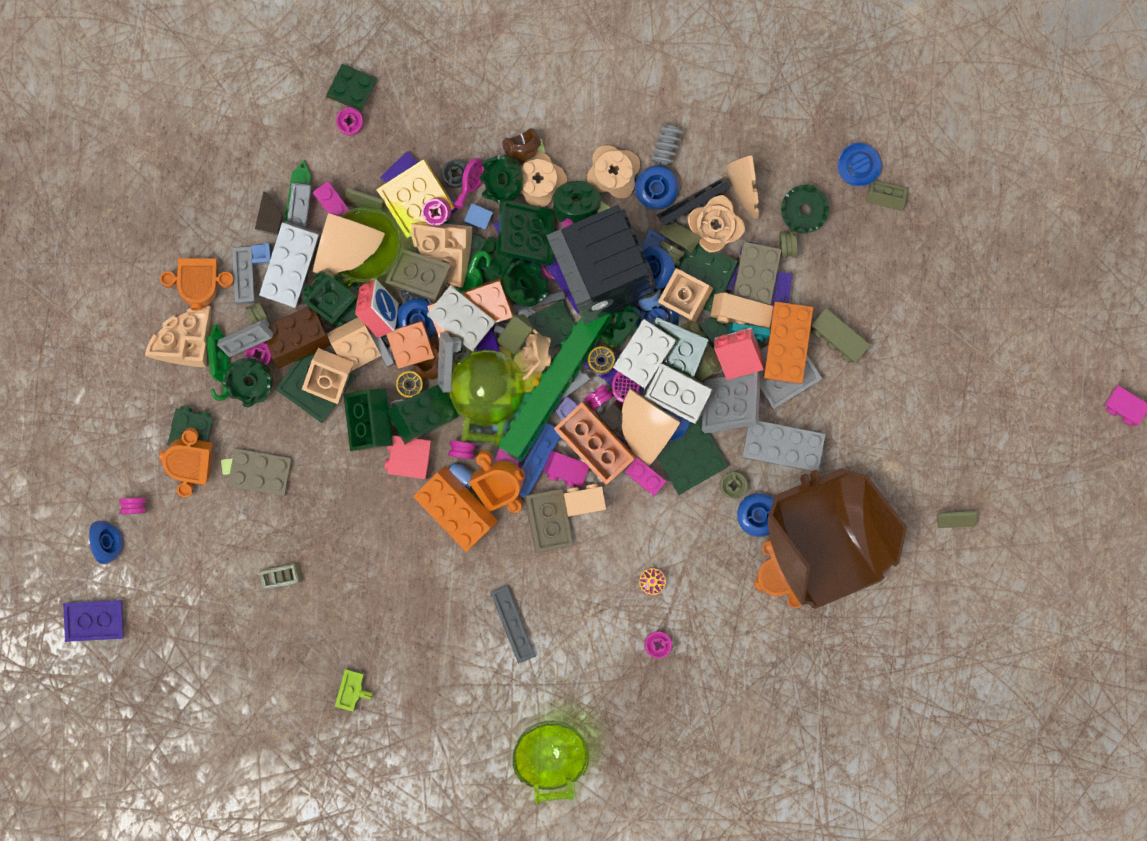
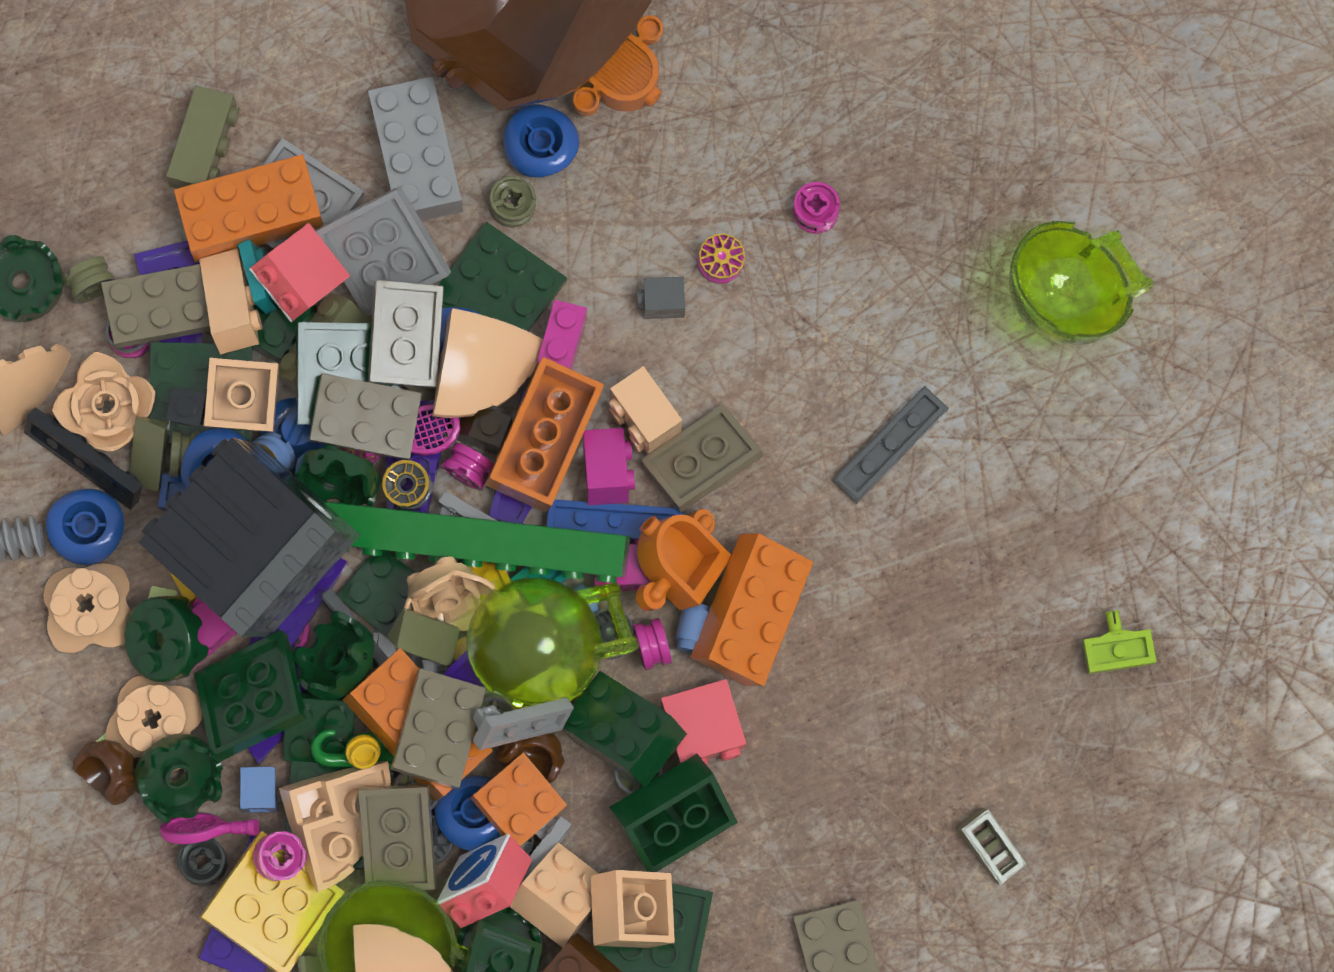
camera: 115 degrees left, 10 degrees down
(402, 381) = (589, 765): wheel -> none
(470, 276) = (363, 751): none -> yellow plate
(644, 539) = (662, 297): none -> dark grey brick
(692, 264) = (186, 407): none -> black brick

